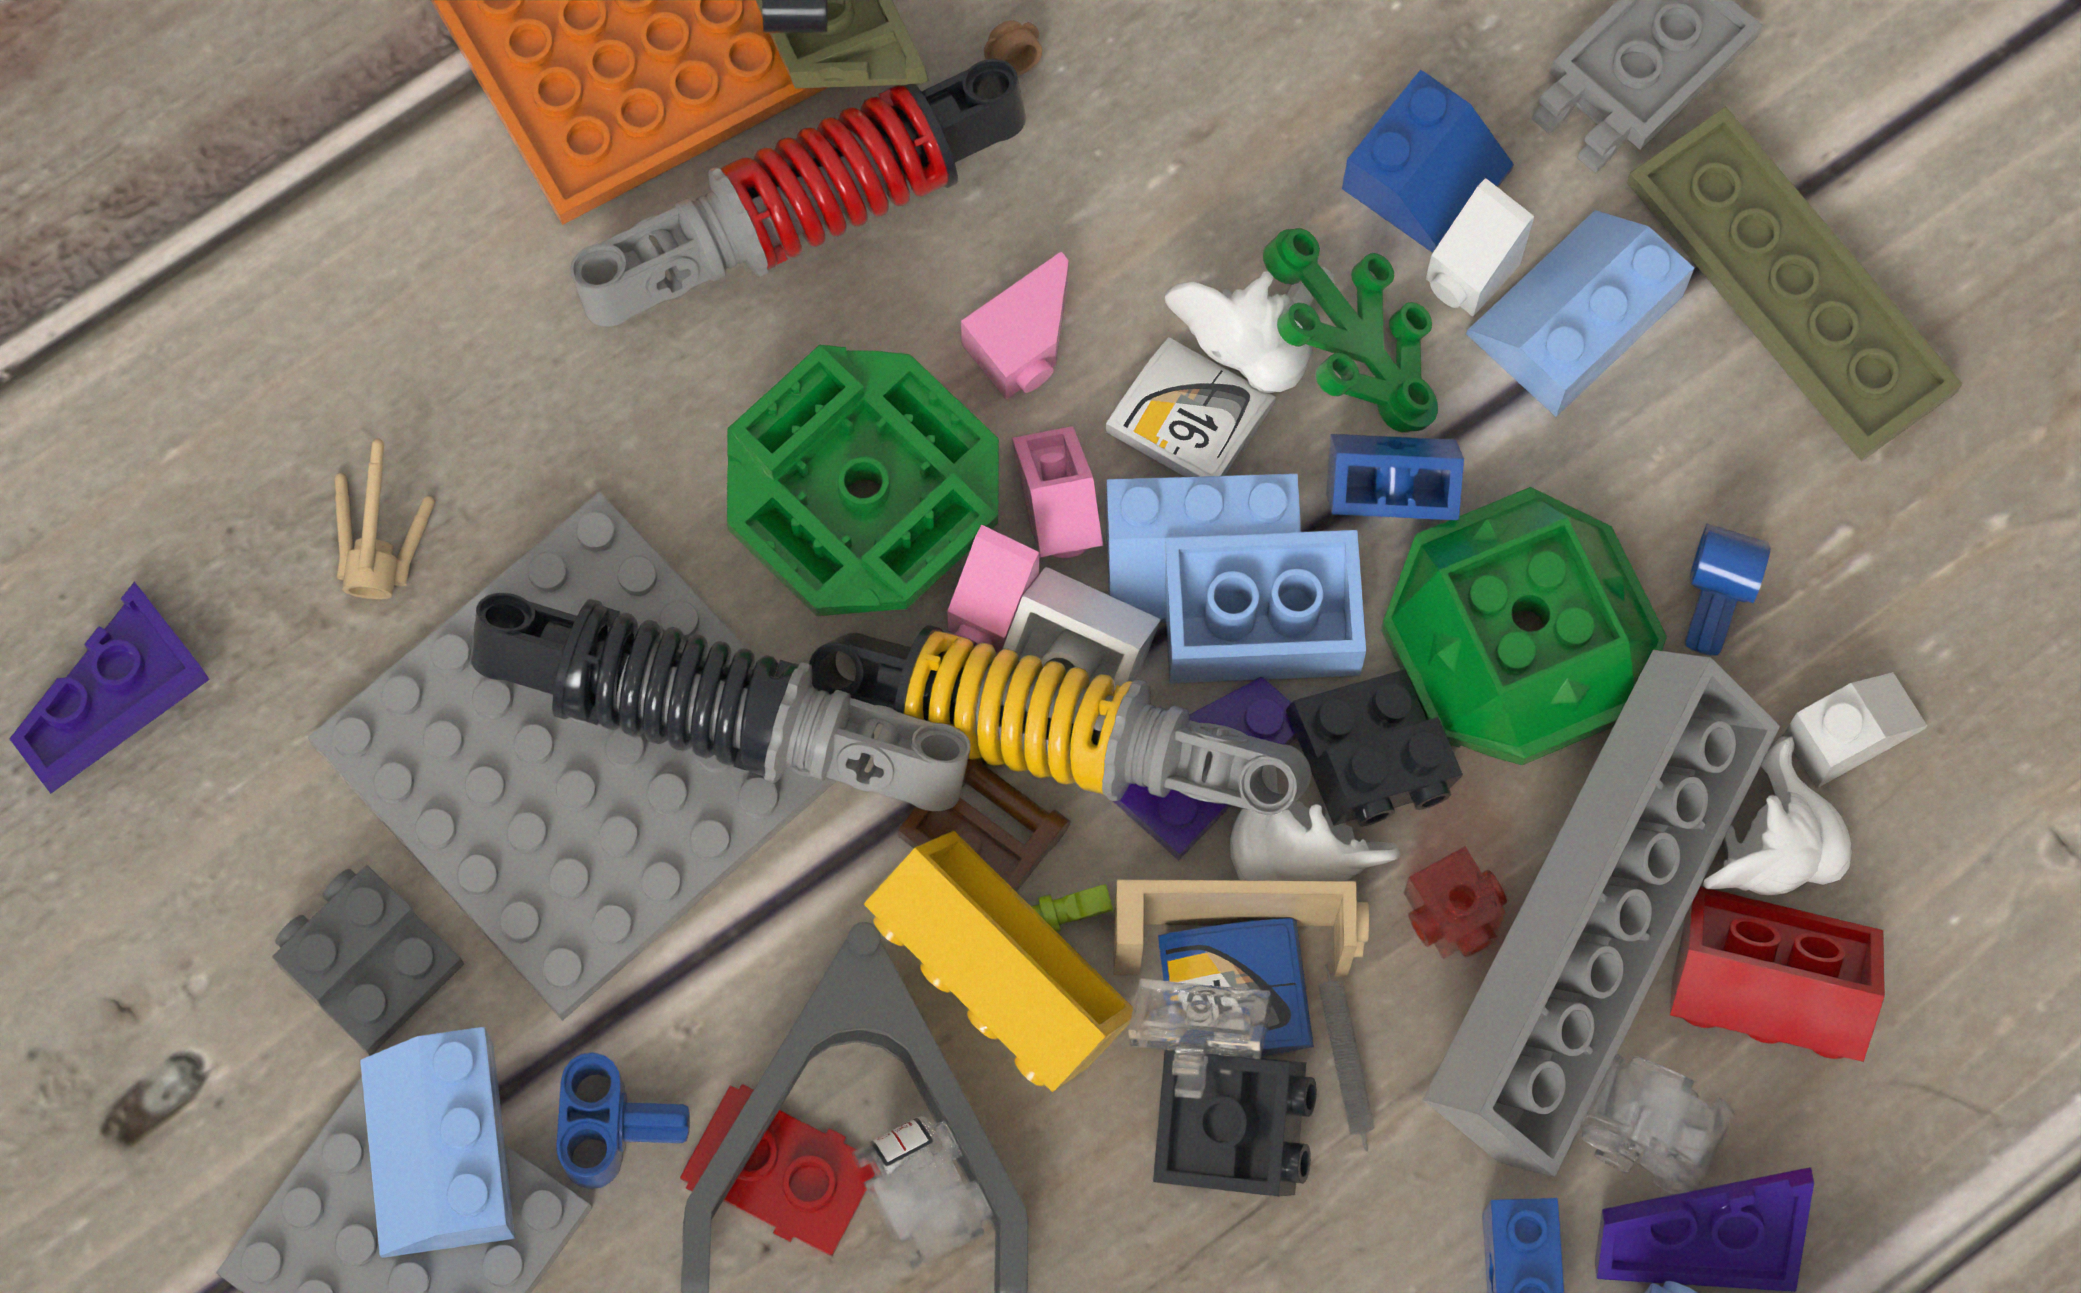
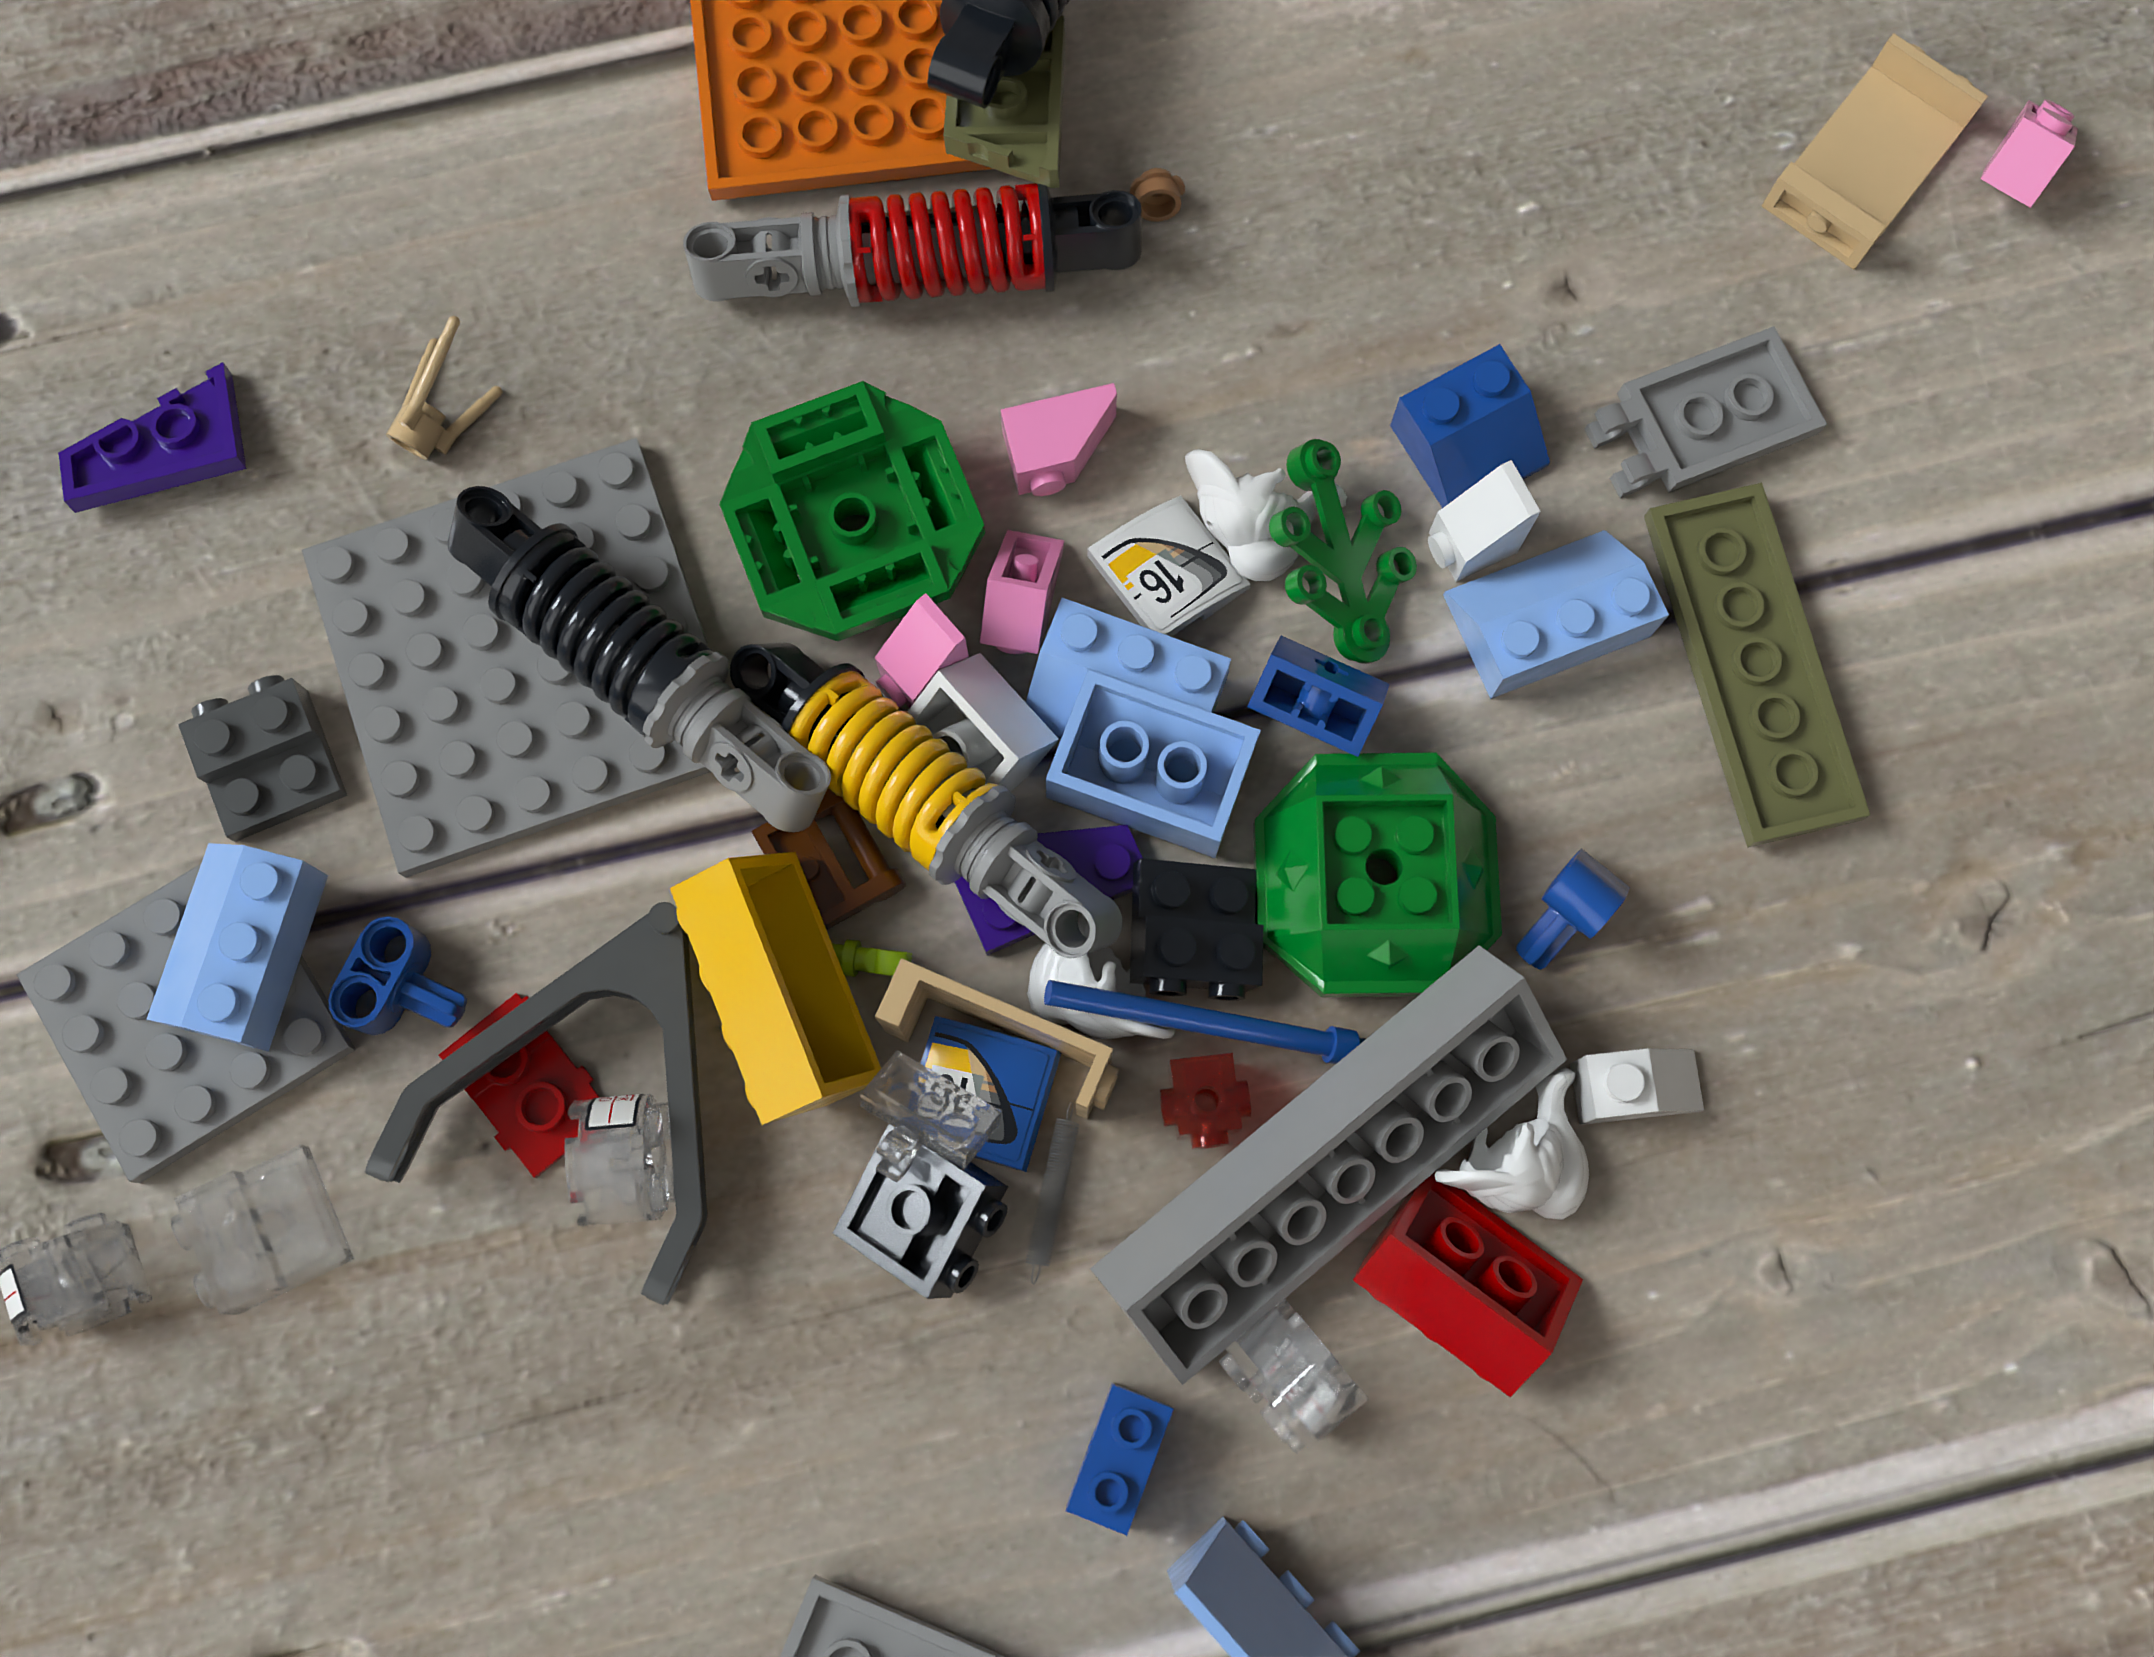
camera: 25 degrees right, 5 degrees up
(1551, 805) = (1330, 1044): none -> blue bar
(1712, 1236) = (1305, 1499): dark purple wing -> none

